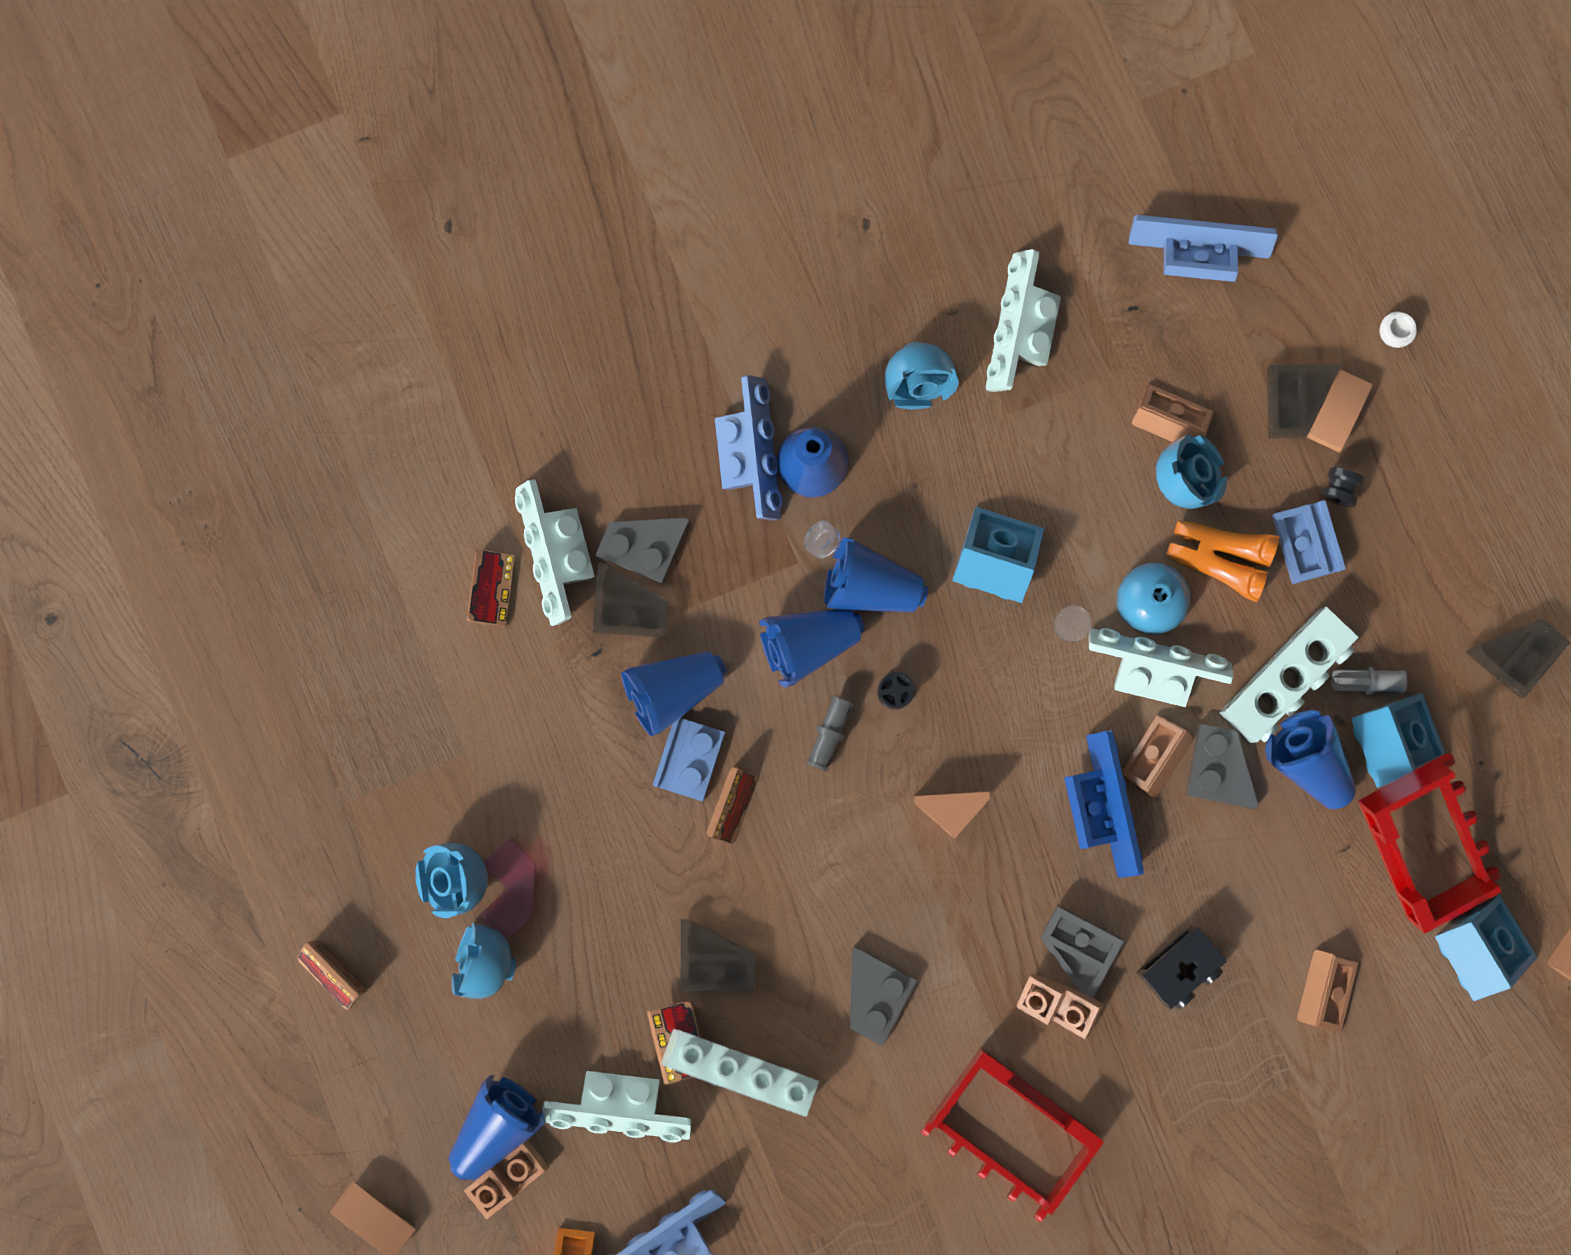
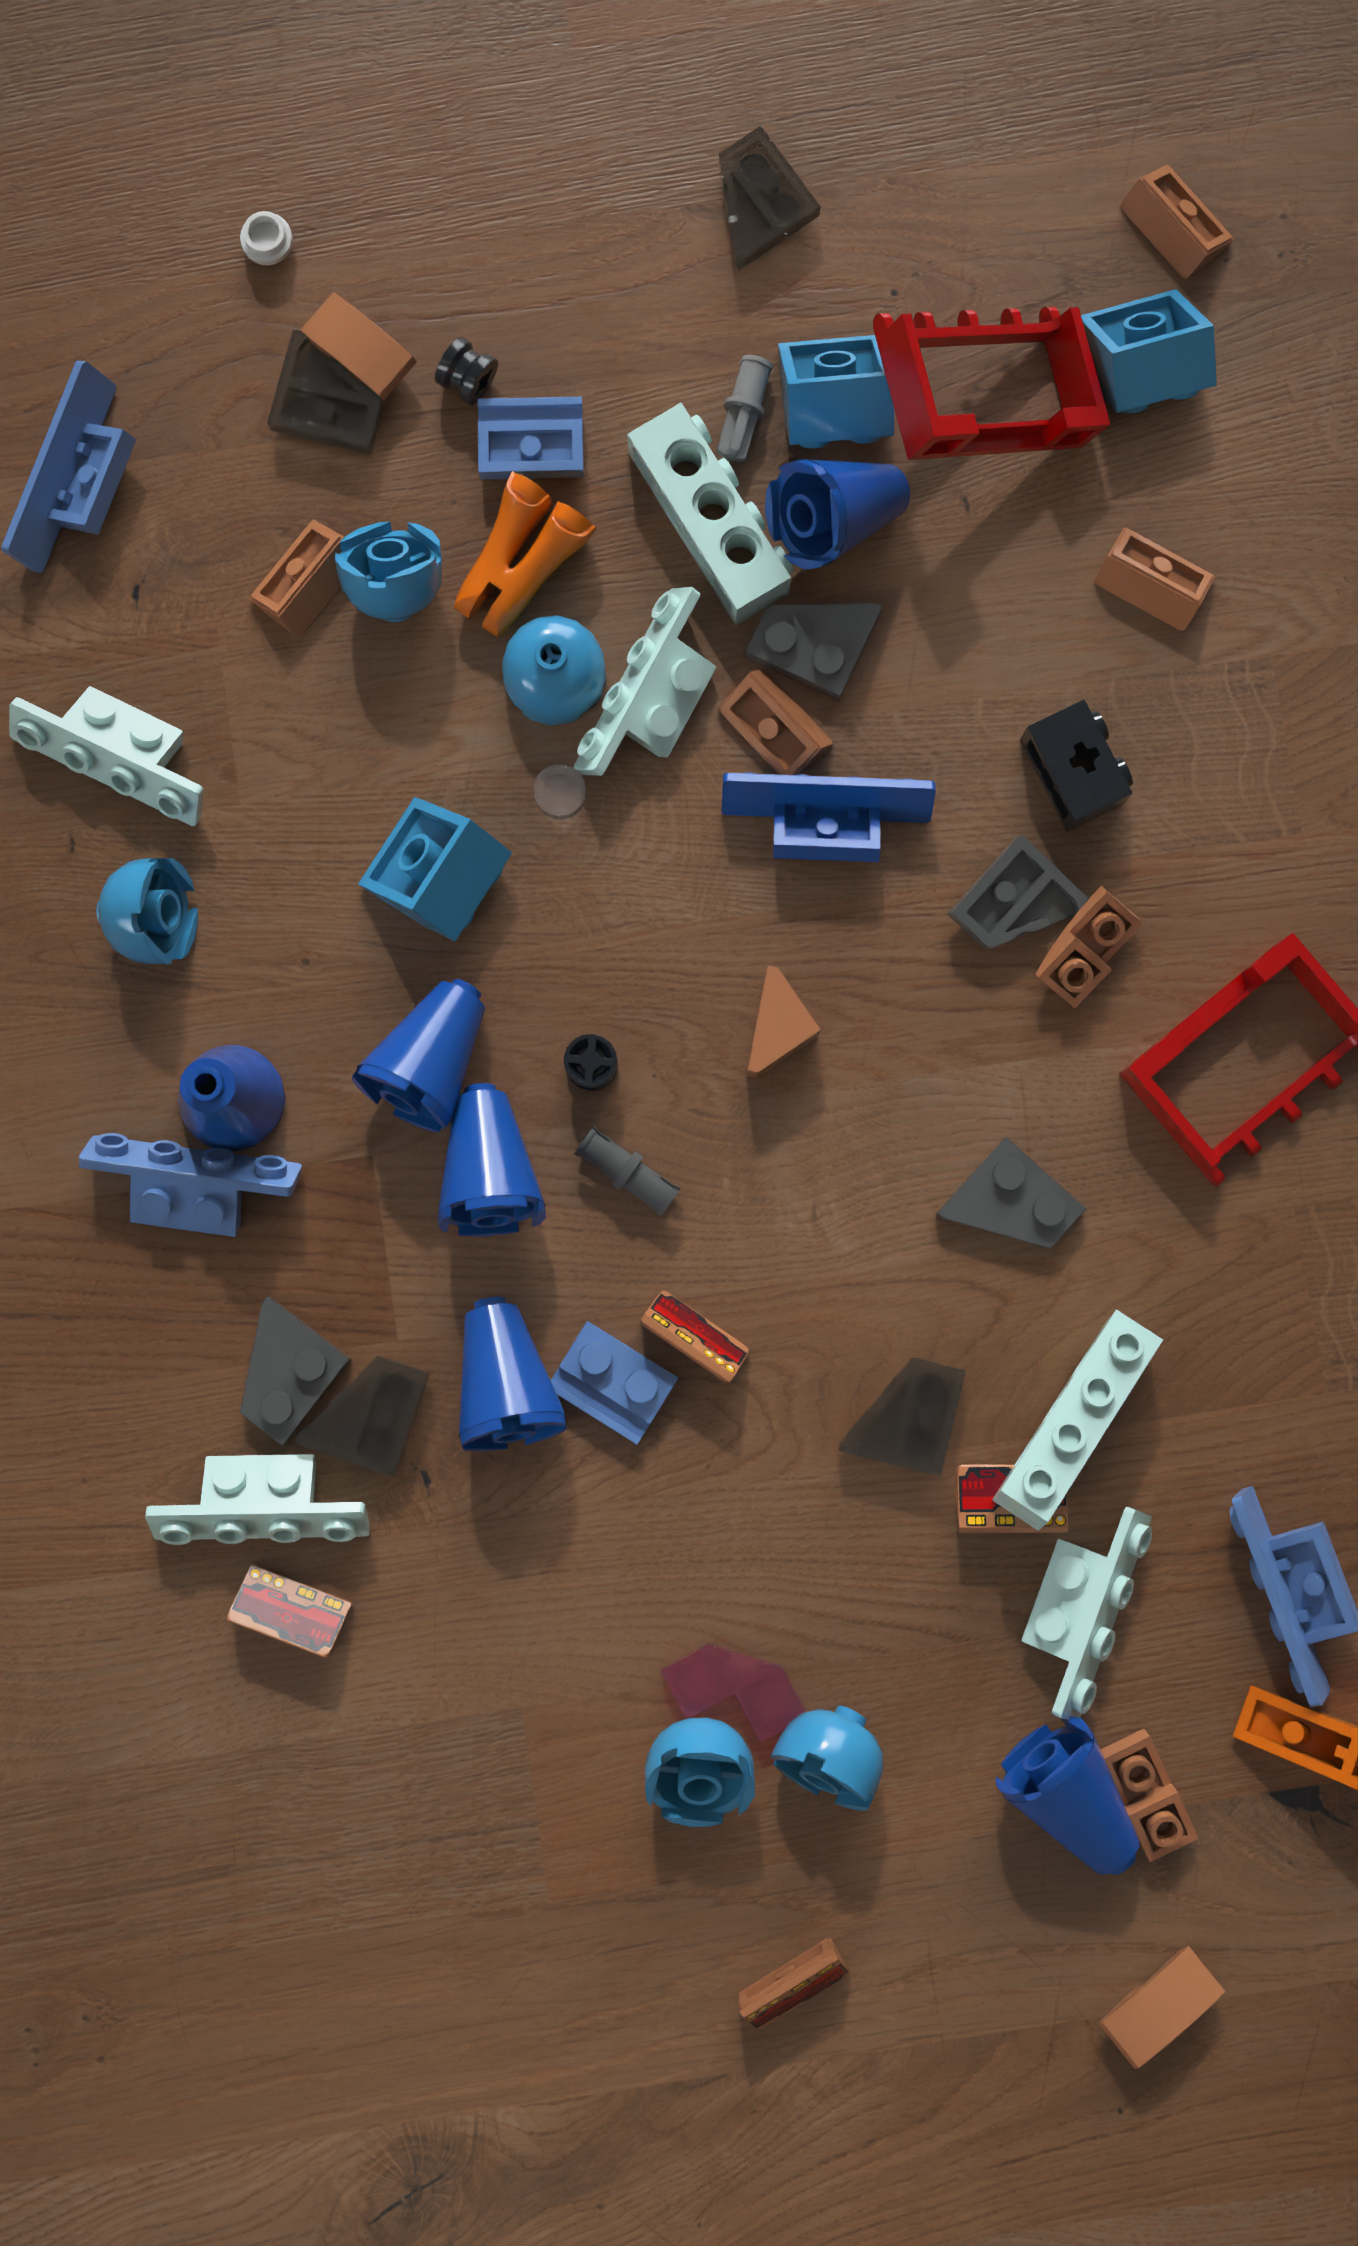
camera: 80 degrees left, 0 degrees up
(822, 539) = (347, 1112): clear tile -> none

